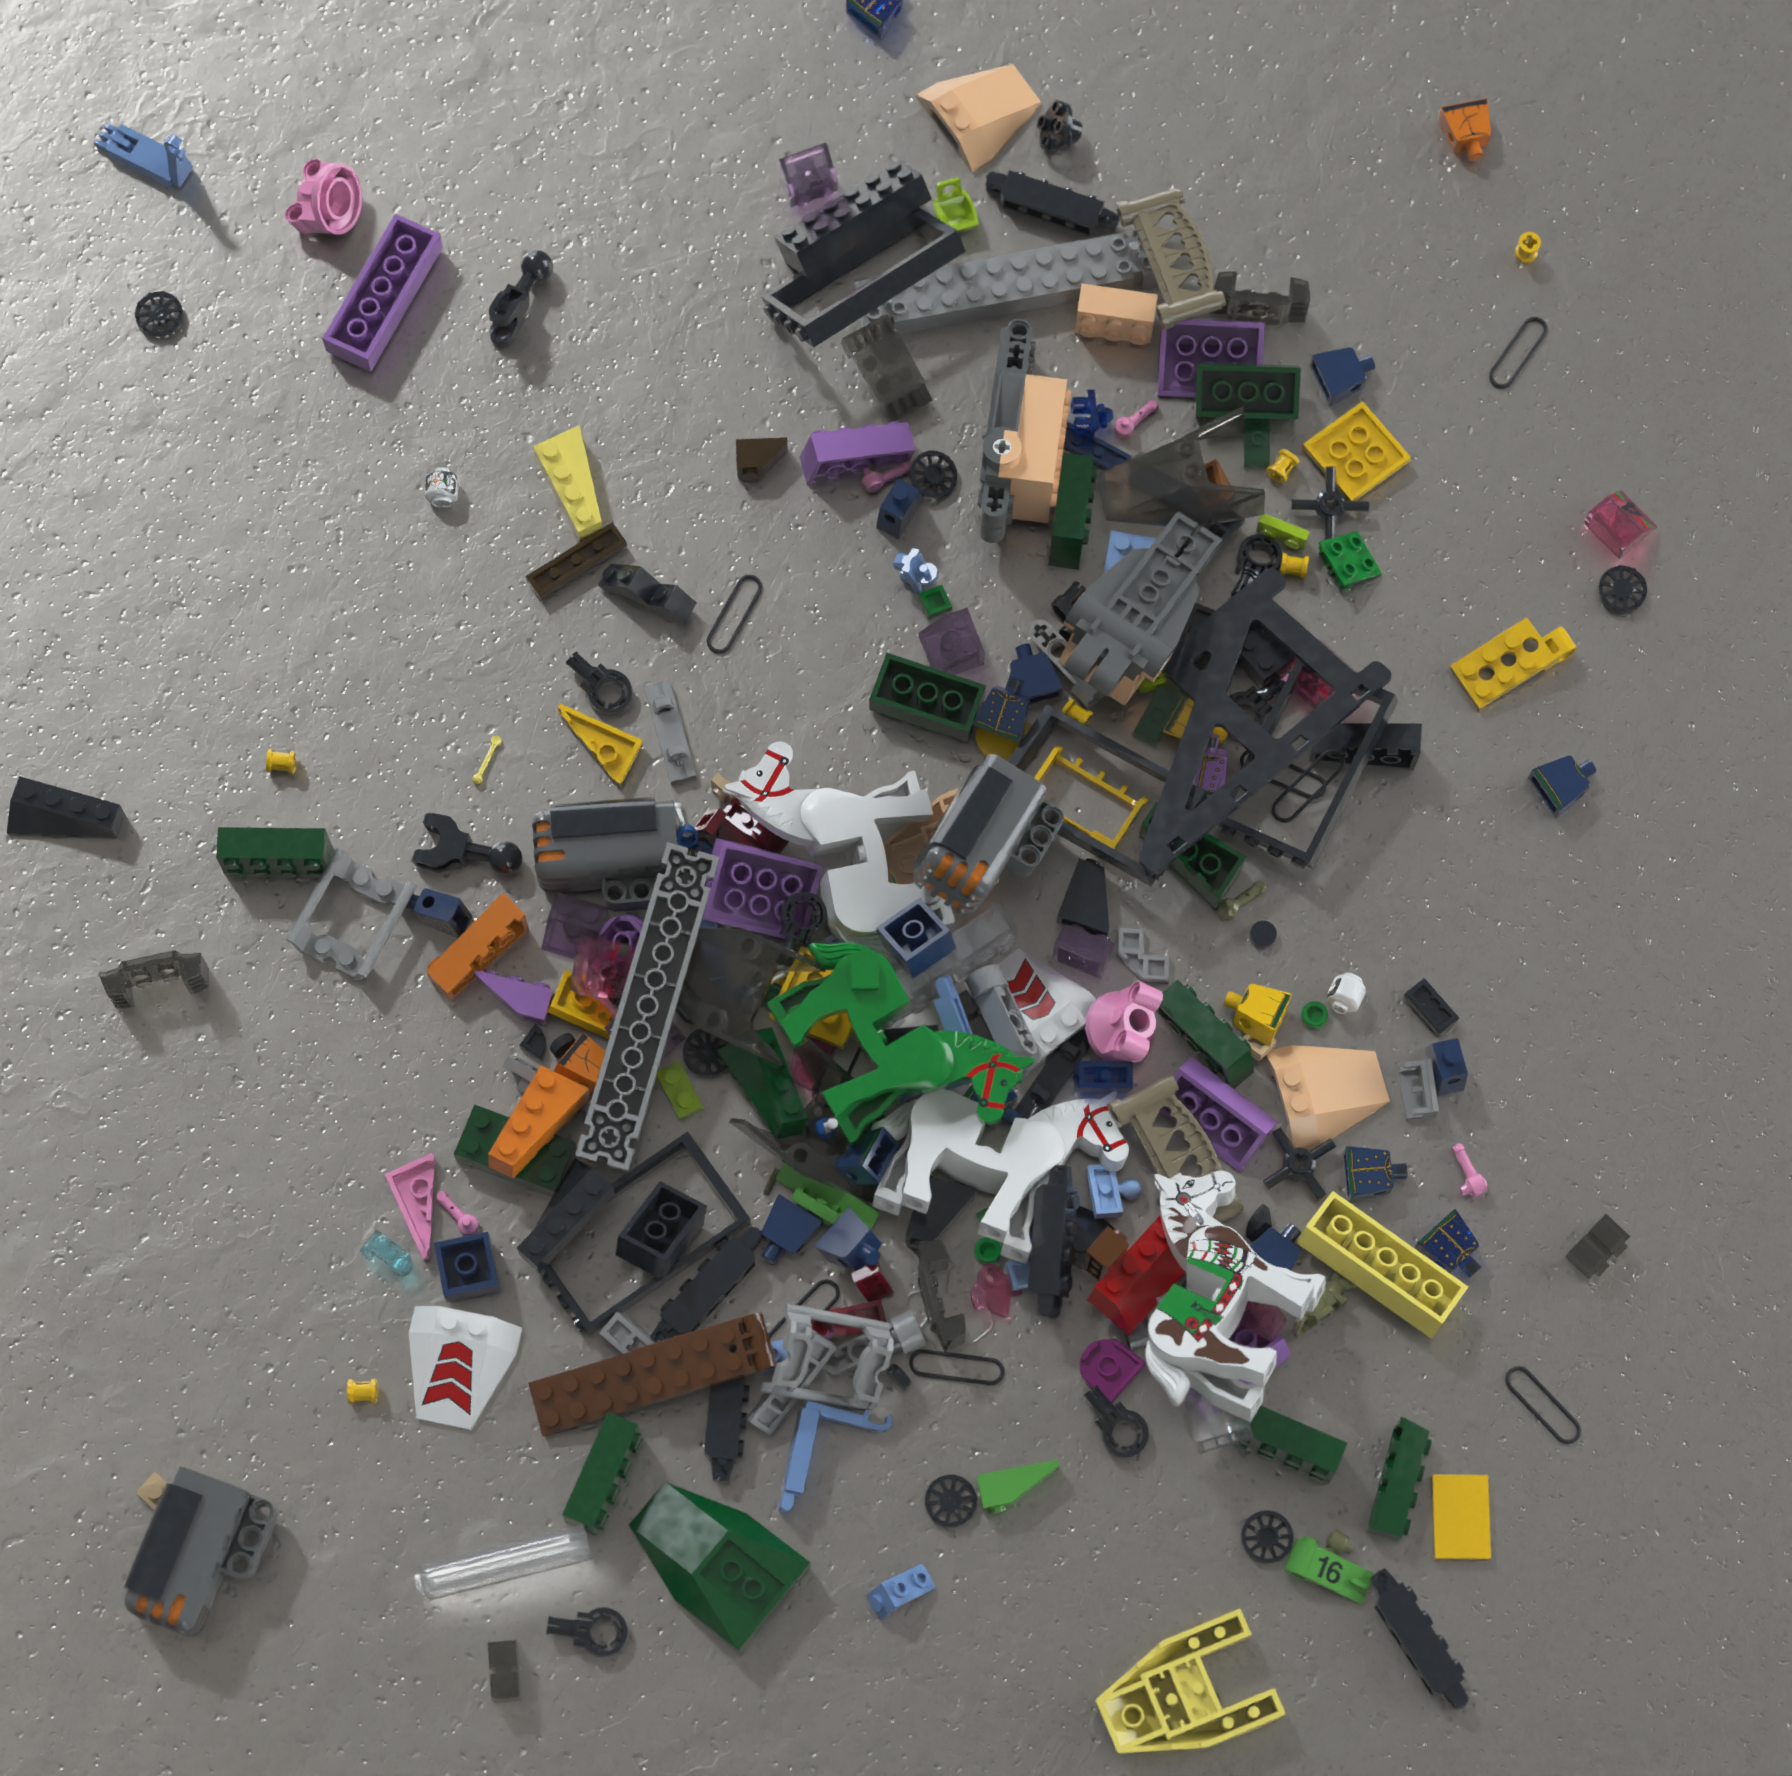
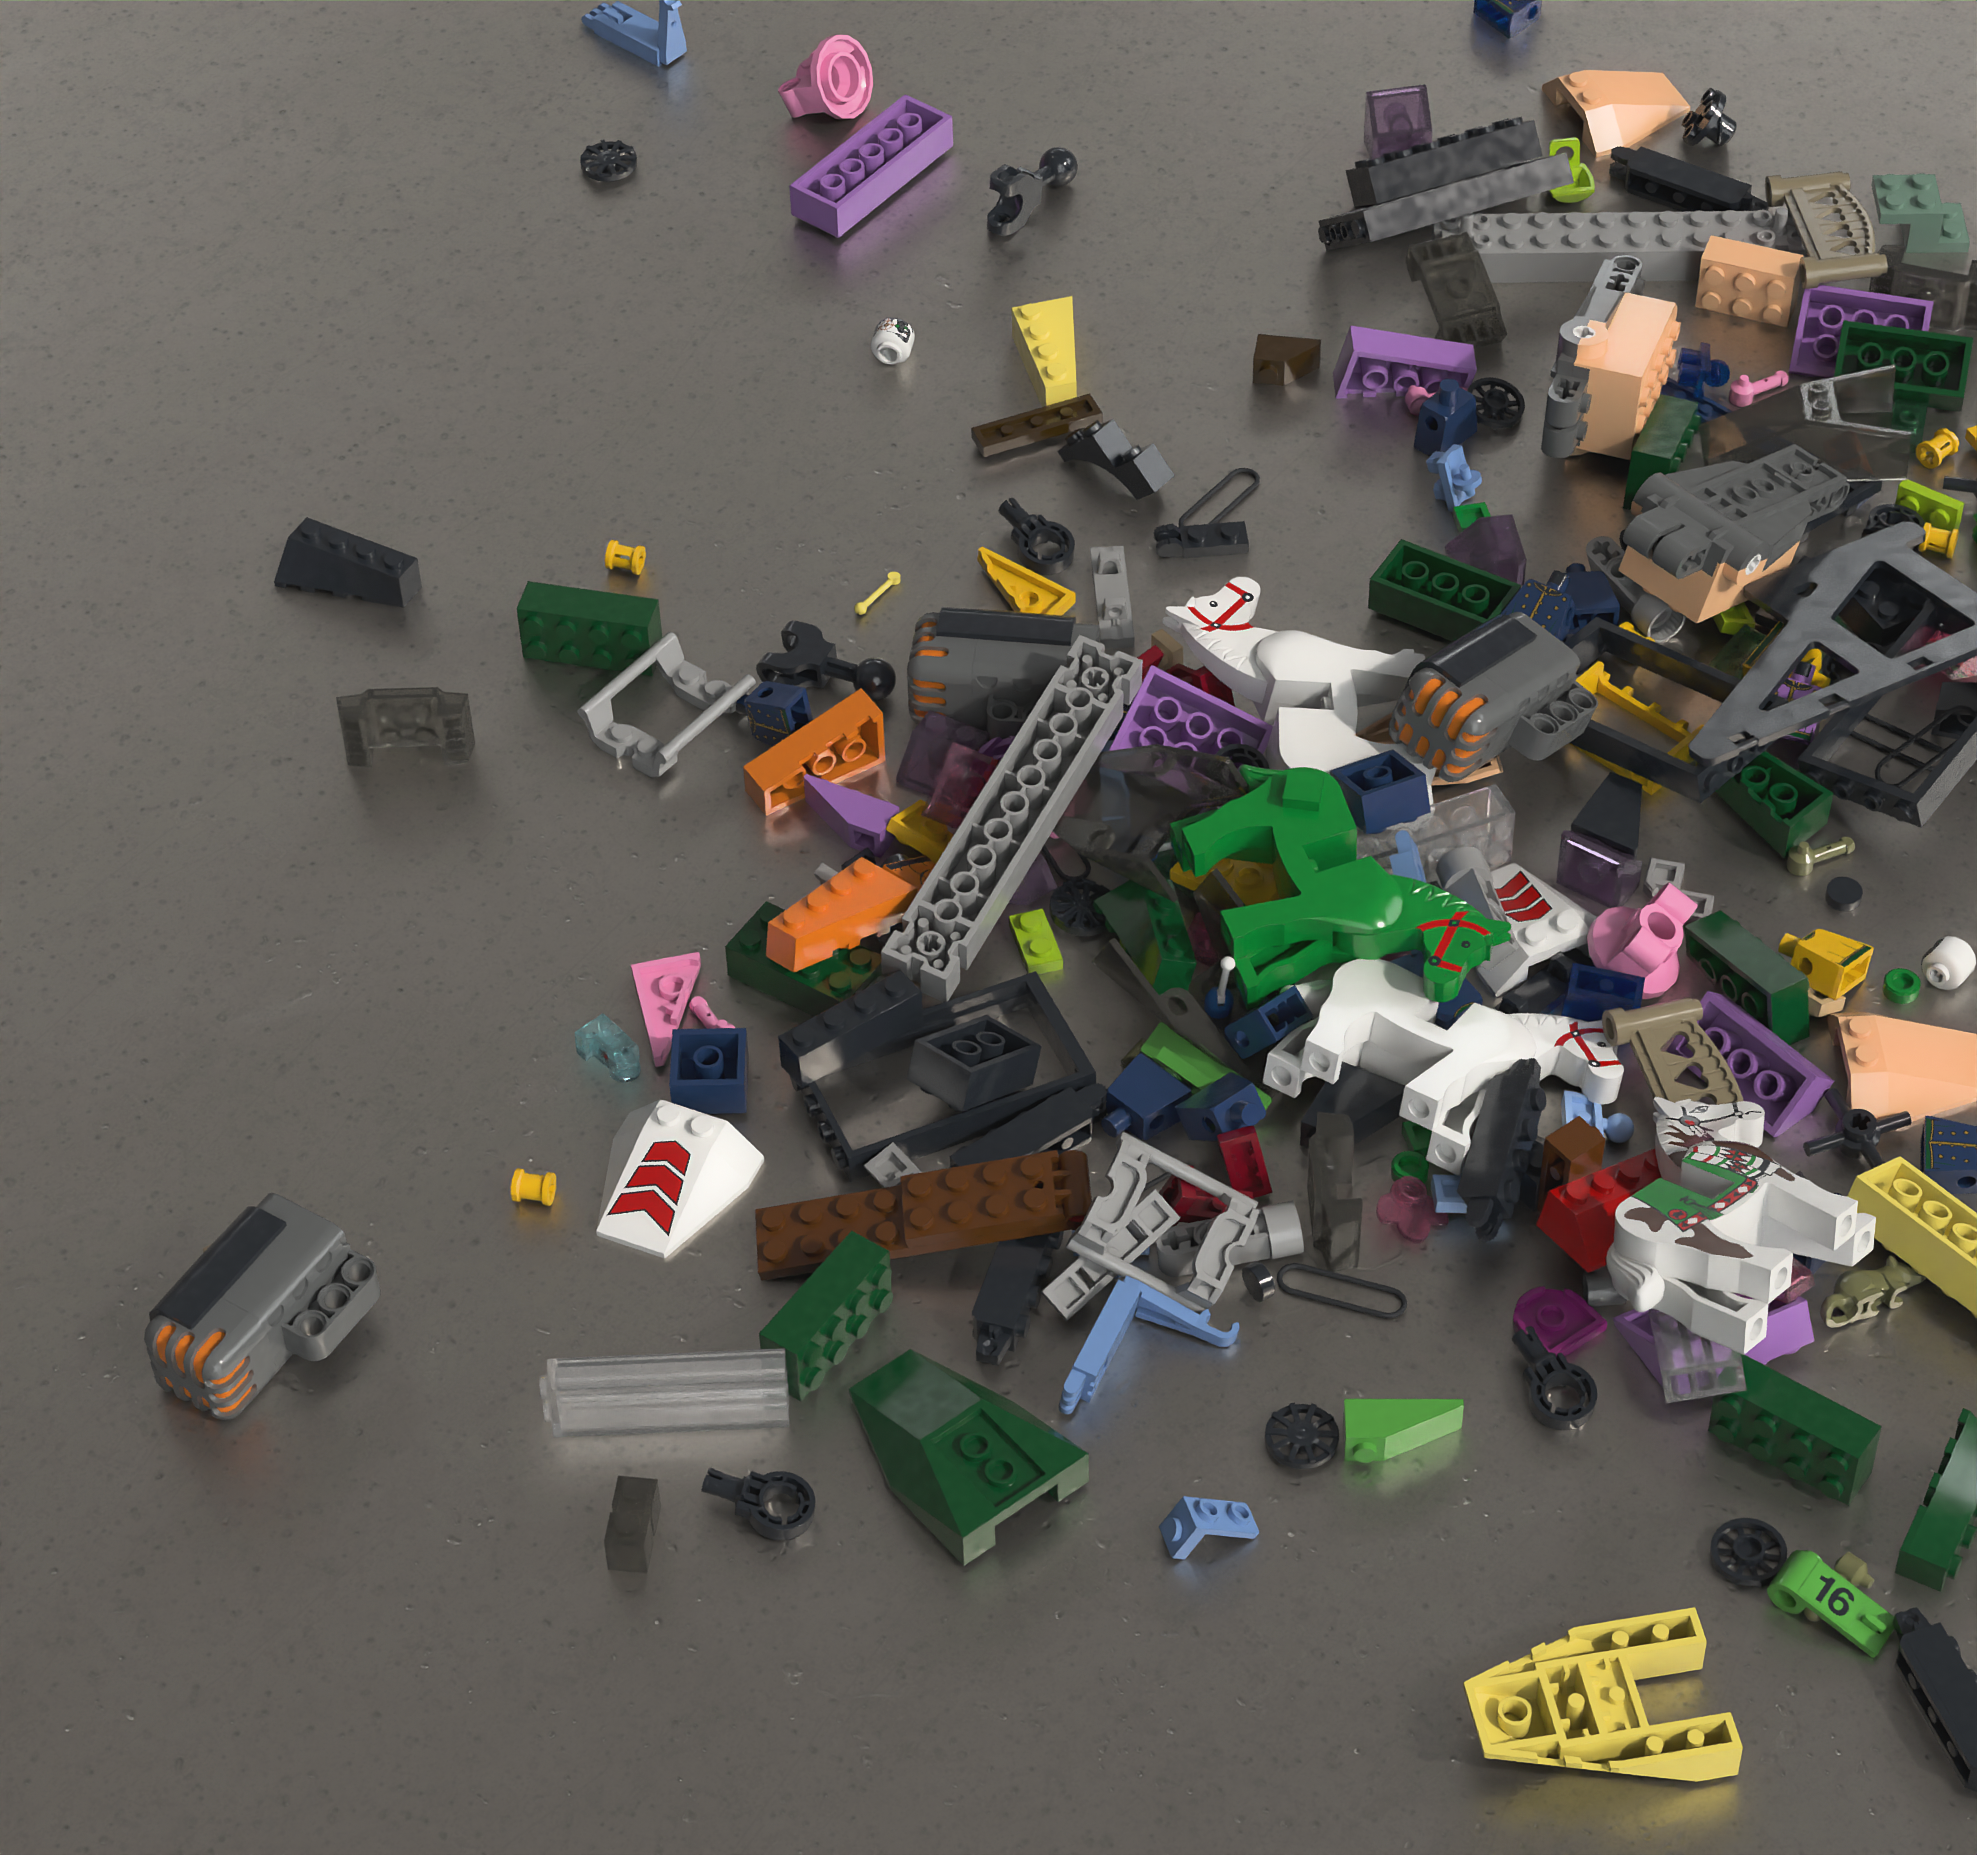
camera: 15 degrees right, 25 degrees down
(730, 660) = (1201, 540): none -> black hinge
(1241, 209) = (1923, 219): none -> sand green bracket

